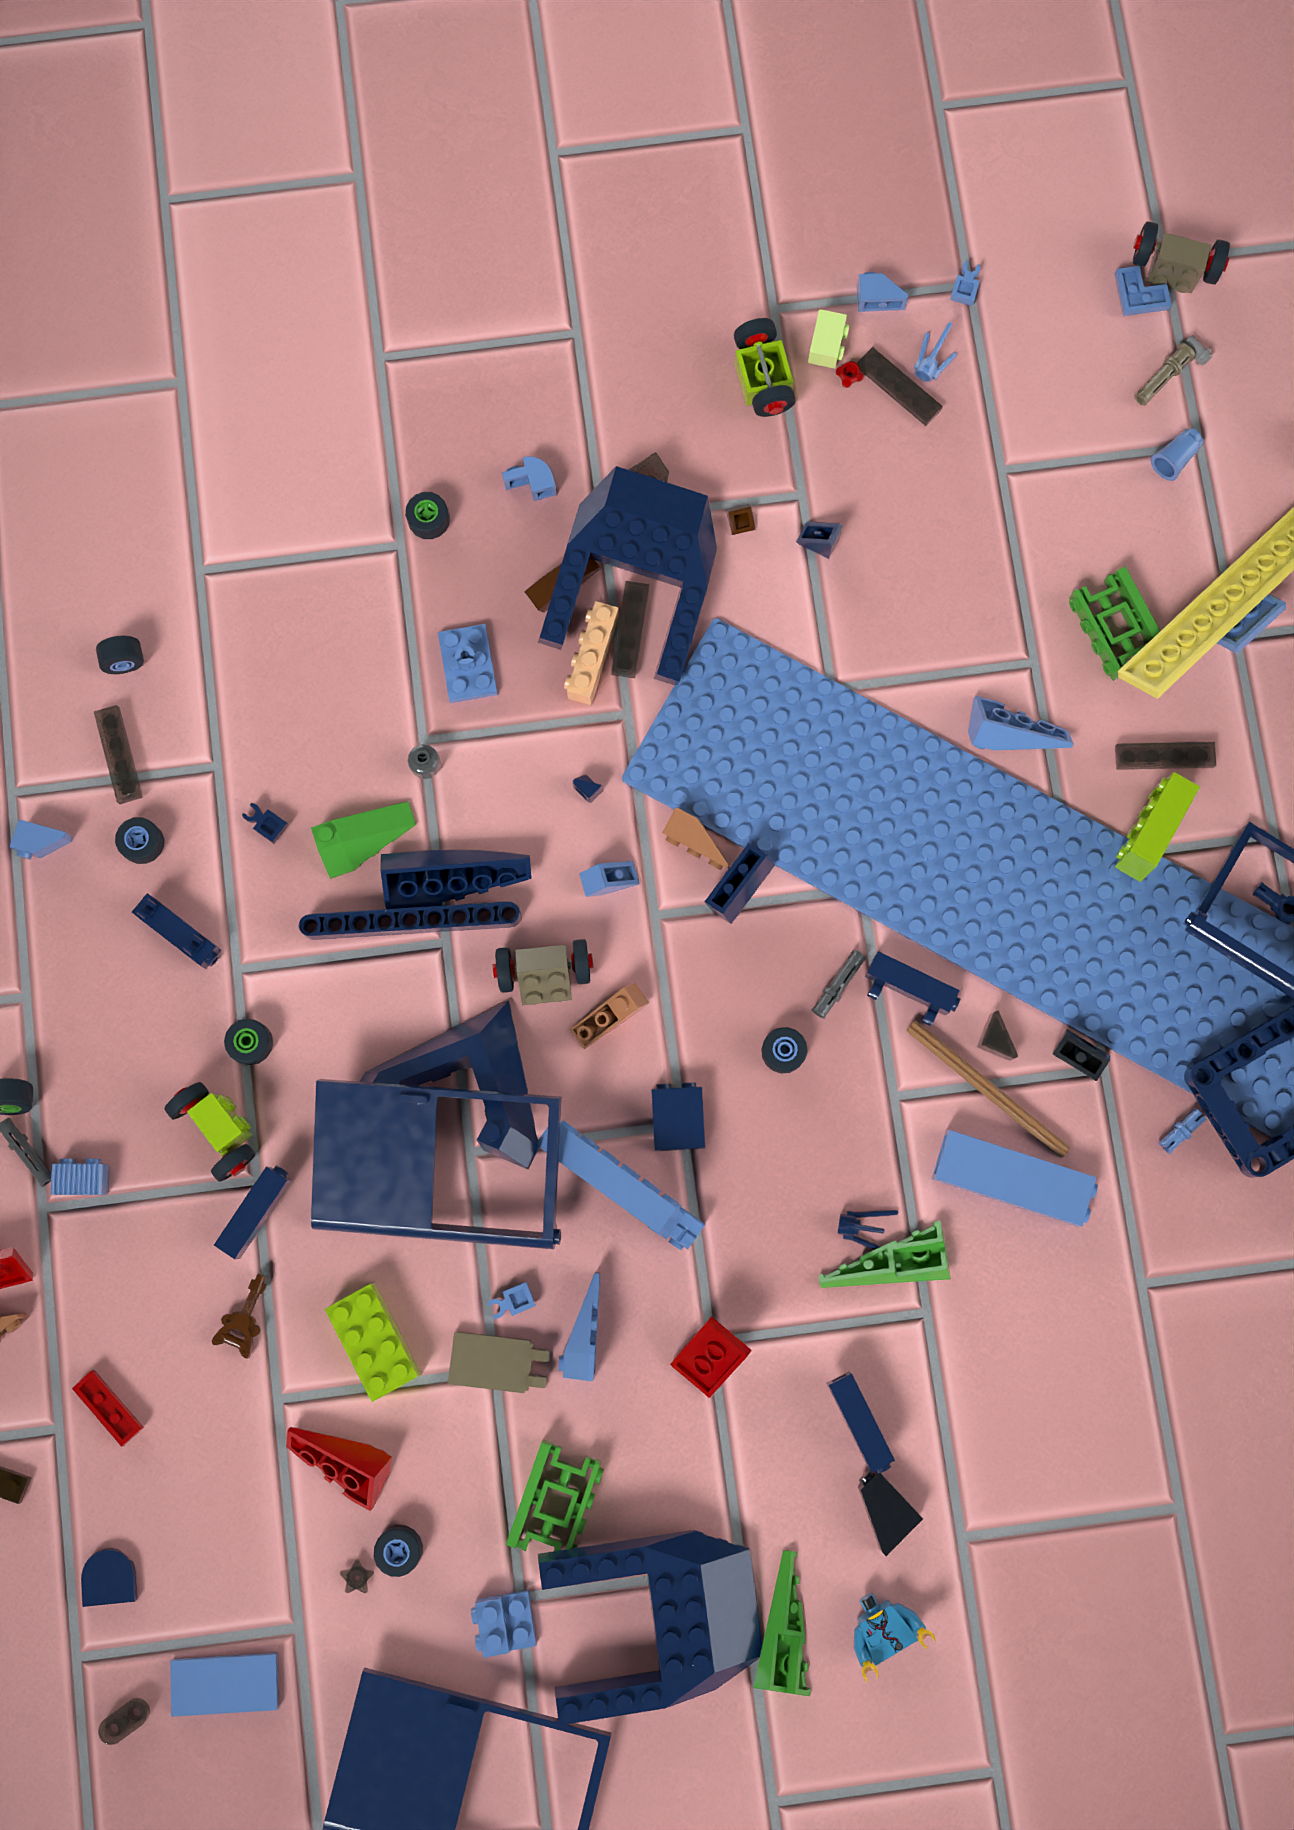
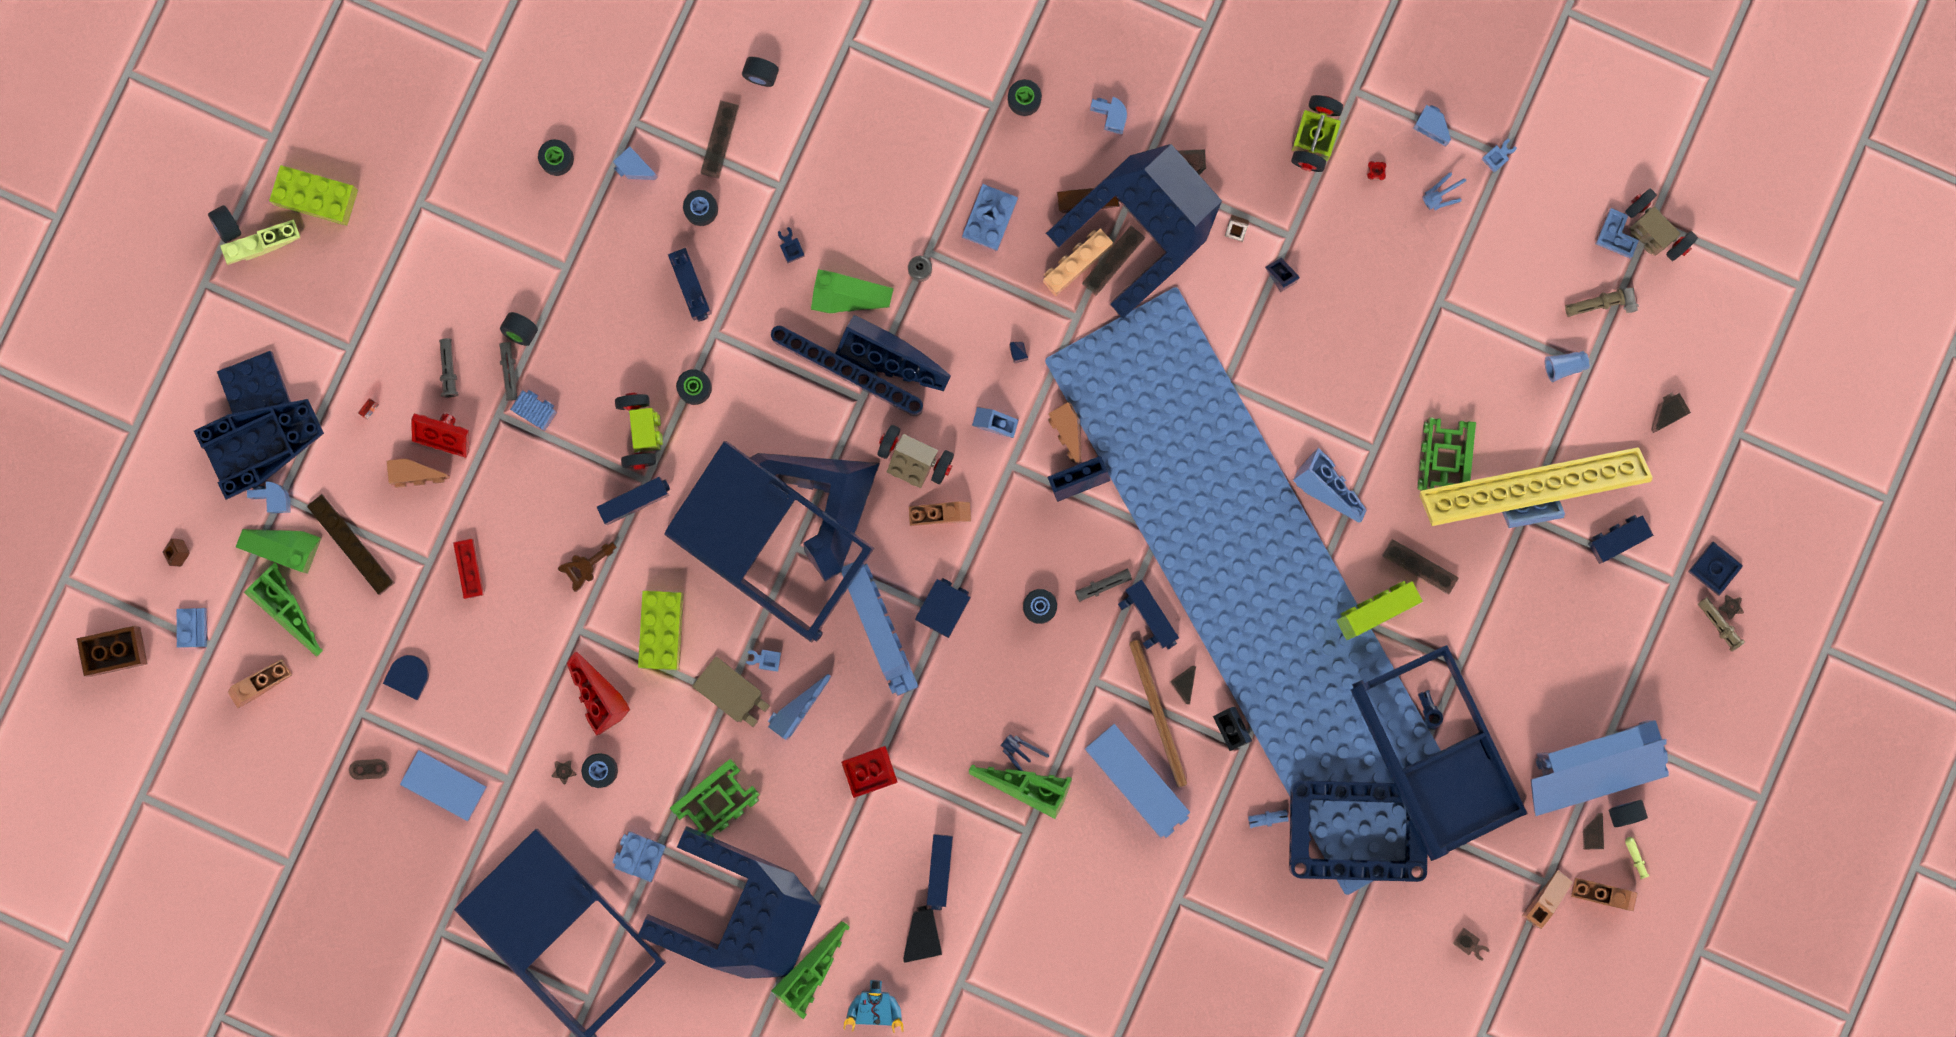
camera: 30 degrees right, 5 degrees up
(827, 339) = (1375, 137): yellowish green brick -> none
(899, 386) = (1406, 200): clear smoke plate -> none

